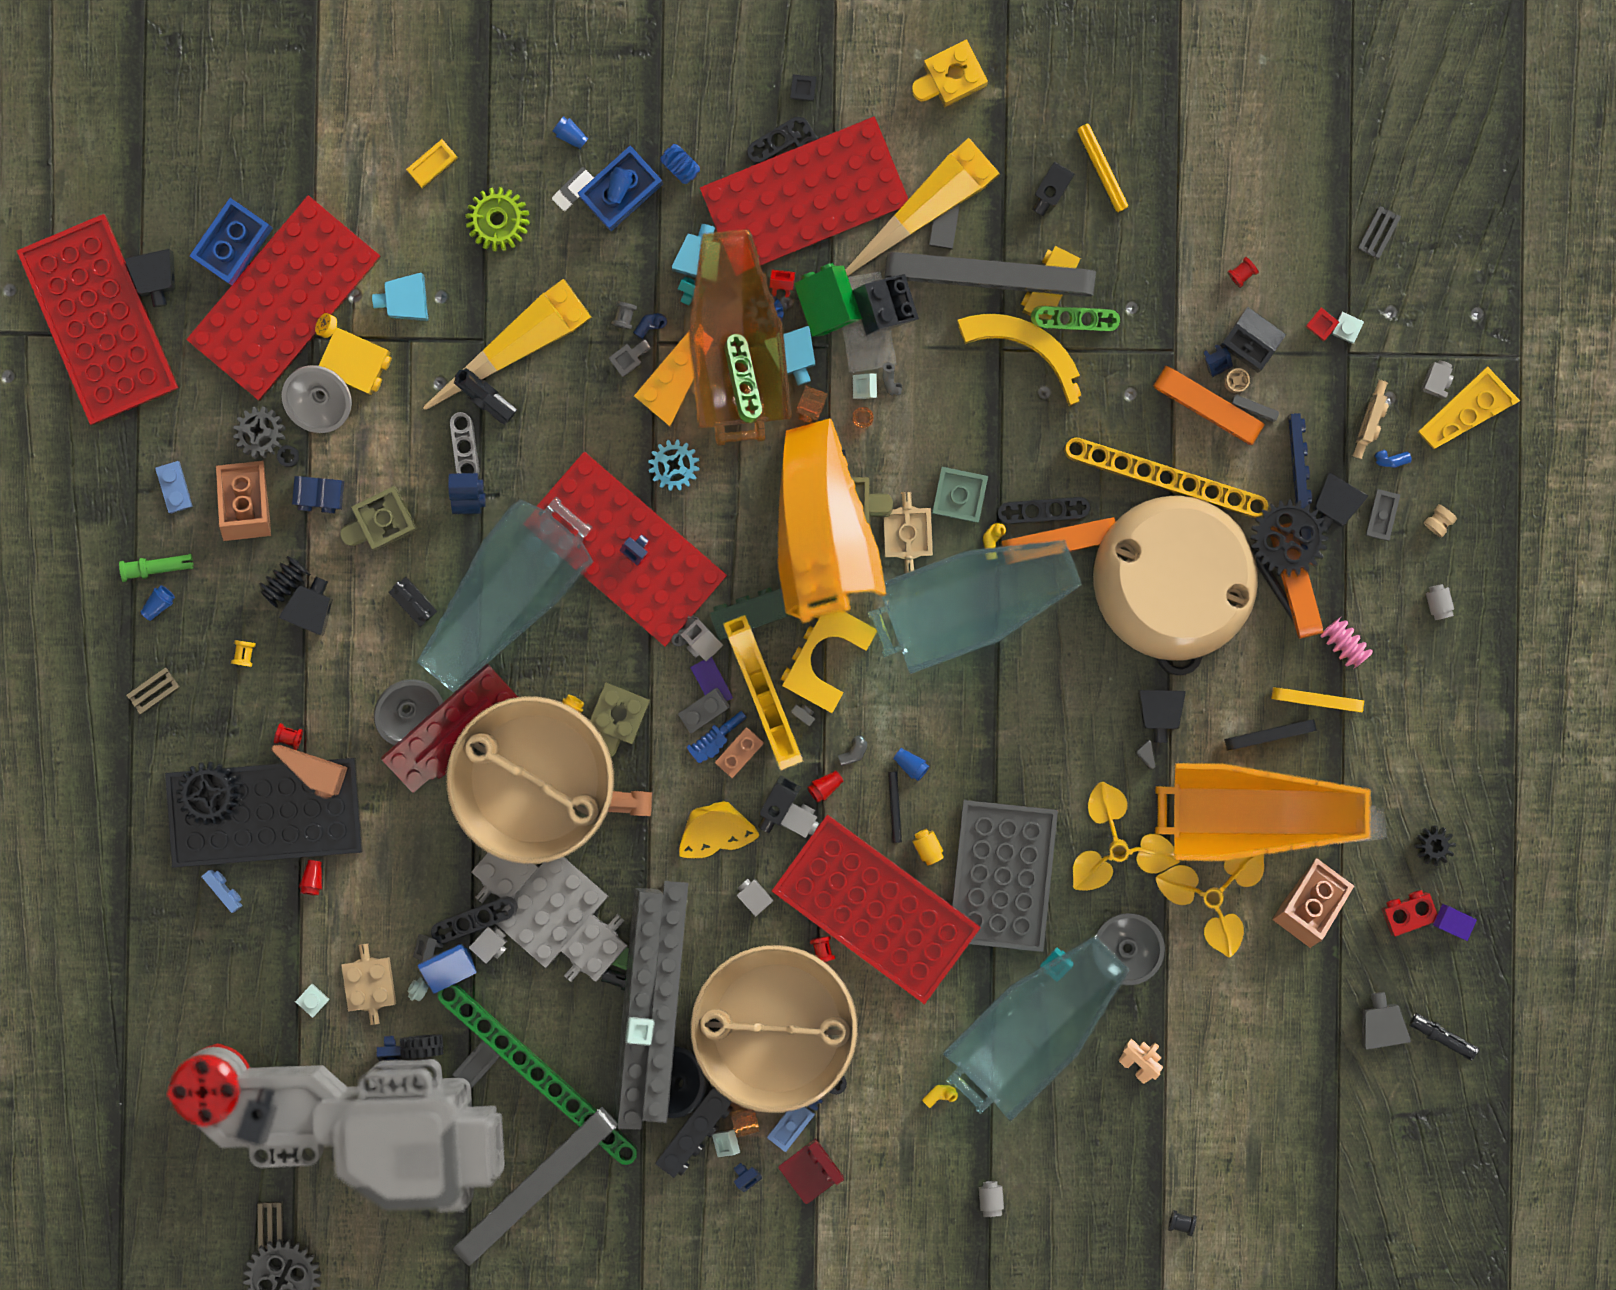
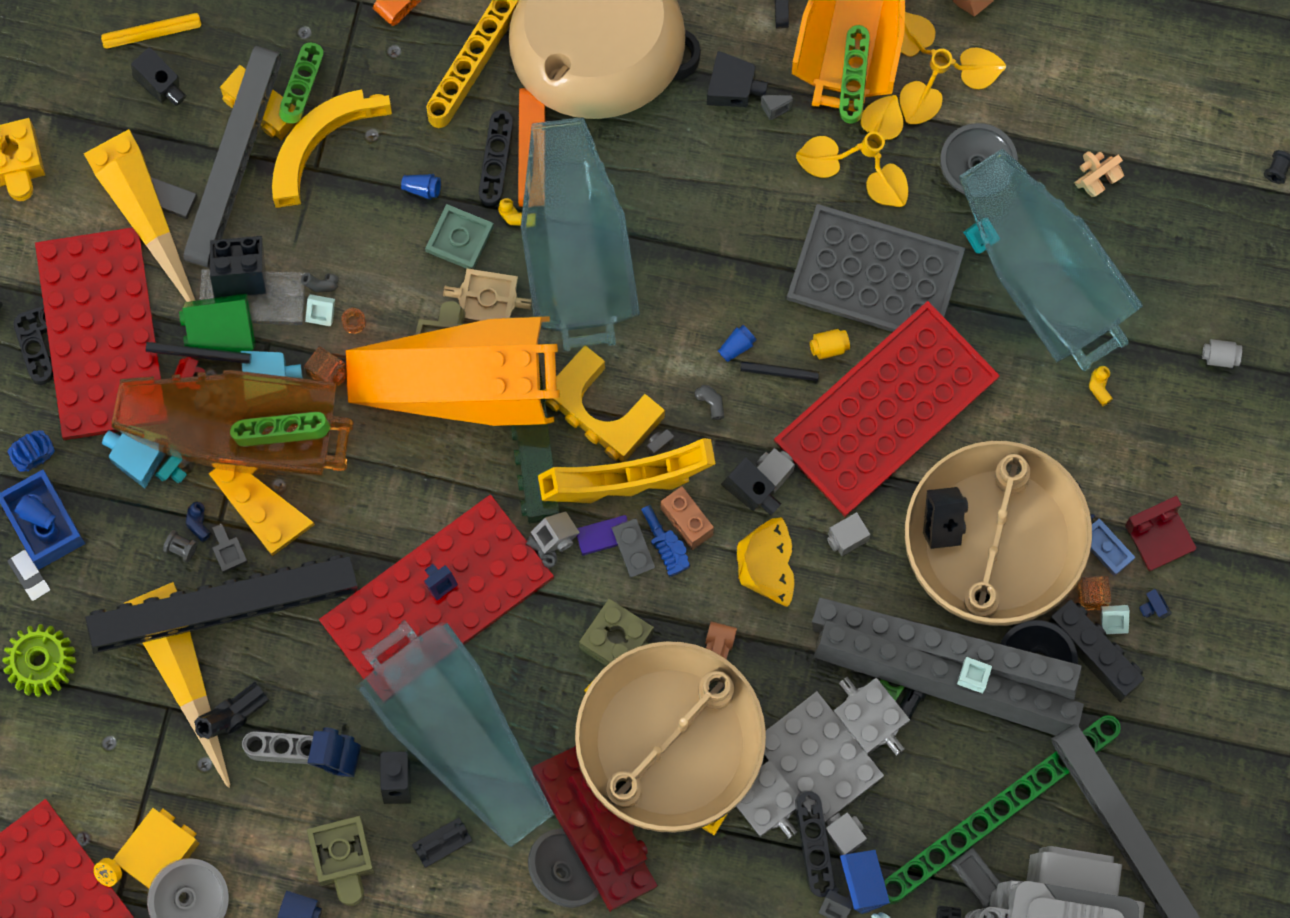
camera: 80 degrees left, 15 degrees down
(404, 298) = (100, 780): medium azure torso -> none
(459, 549) = (395, 776): none -> black torso
(574, 365) = (220, 604): none -> black brick
(664, 459) = (364, 517): medium azure gear -> none
(780, 979) = (944, 517): none -> black brick
(798, 289) = (196, 352): none -> black bar
(822, 948) = (915, 473): red bush -> none
(823, 787) = (742, 437): red cone -> none
(1002, 450) = (422, 185): none -> blue cone
(1188, 817) = (857, 74): none -> bright green beam

